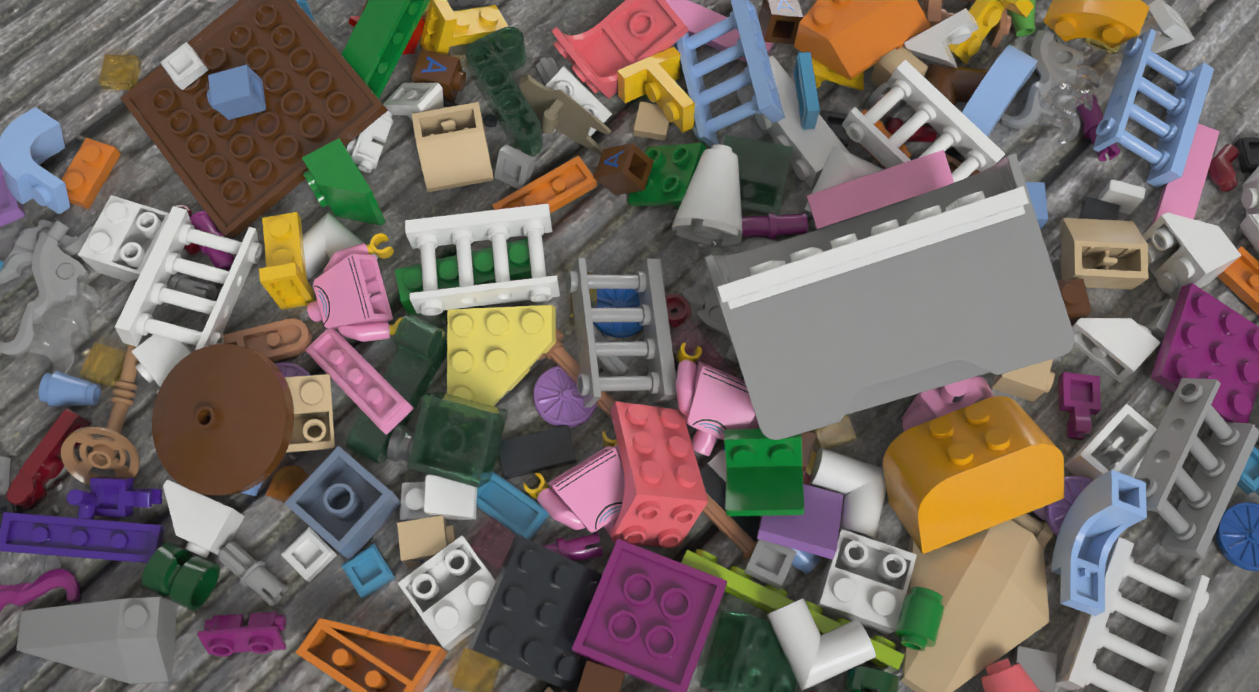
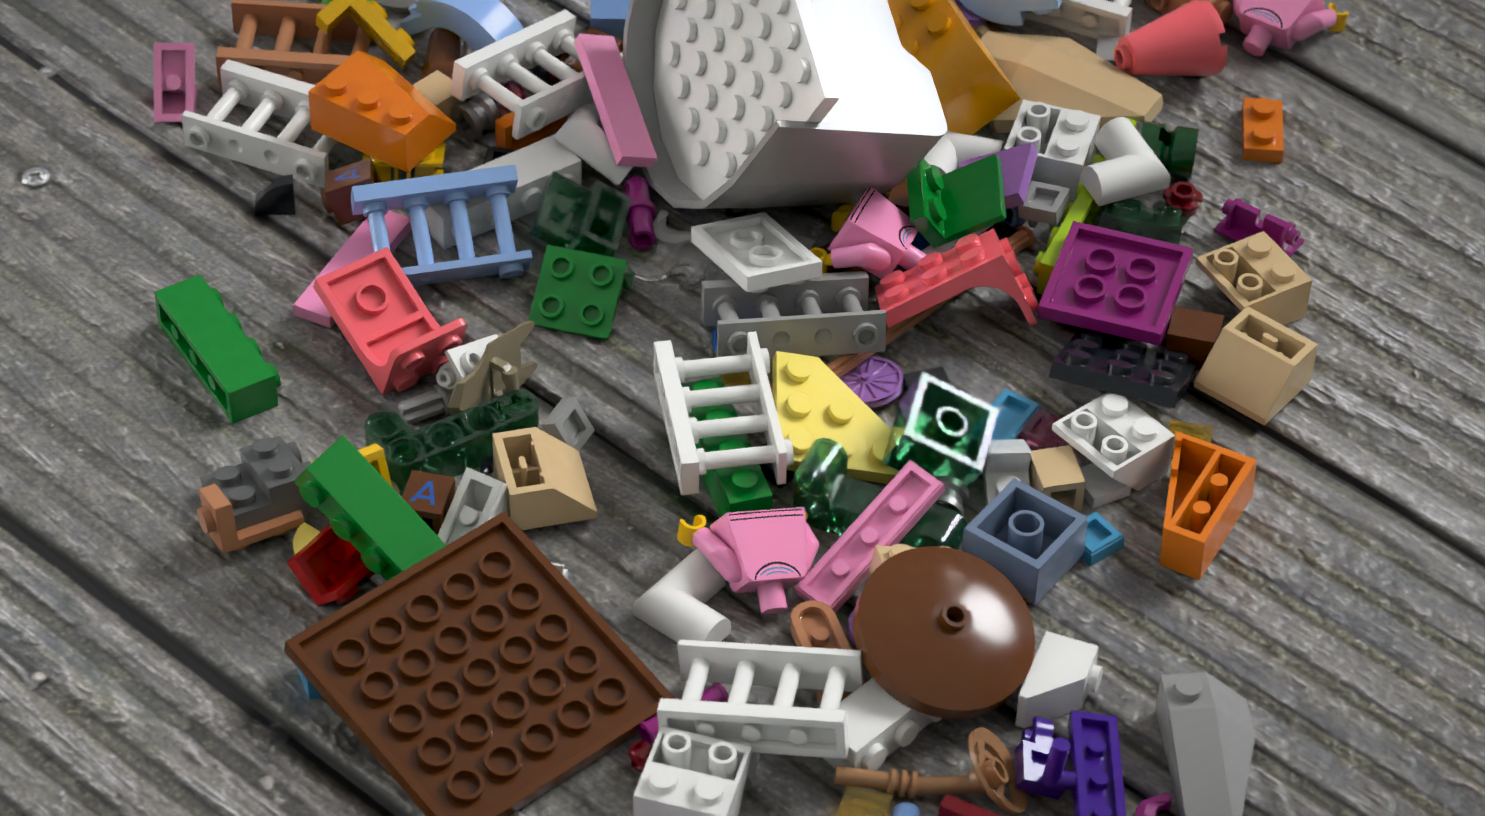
camera: 95 degrees left, 25 degrees down
(181, 575) = (1129, 682): dark green wheel -> none
(184, 66) = (422, 745): white tile -> none
(227, 635) = (1179, 616): magenta hinge -> none
(236, 92) = (482, 662): medium blue brick -> none
(252, 573) = (1115, 628): light grey axle -> none
(285, 262) = (718, 613): yellow bracket -> none
(309, 554) = (1081, 591): white tile -> none
(341, 185) = (607, 561): green slope -> none
(553, 188) = (605, 403): orange plate -> none
(575, 548) = (1041, 361): magenta pin -> none
(587, 493) = (976, 336): bright pink torso -> none
(623, 169) = (574, 325): reddish brown brick -> none
(651, 122) = (491, 315): tan tile -> none
(657, 79) = (466, 284): yellow bracket -> none
(678, 303) = (756, 252): none -> white plate
(712, 200) = (628, 228): white cone -> none
(806, 91) = (481, 150): dark azure tile -> none
(920, 618) = (1089, 93): green brick -> none
(934, 41) = (407, 56): white slope -> none

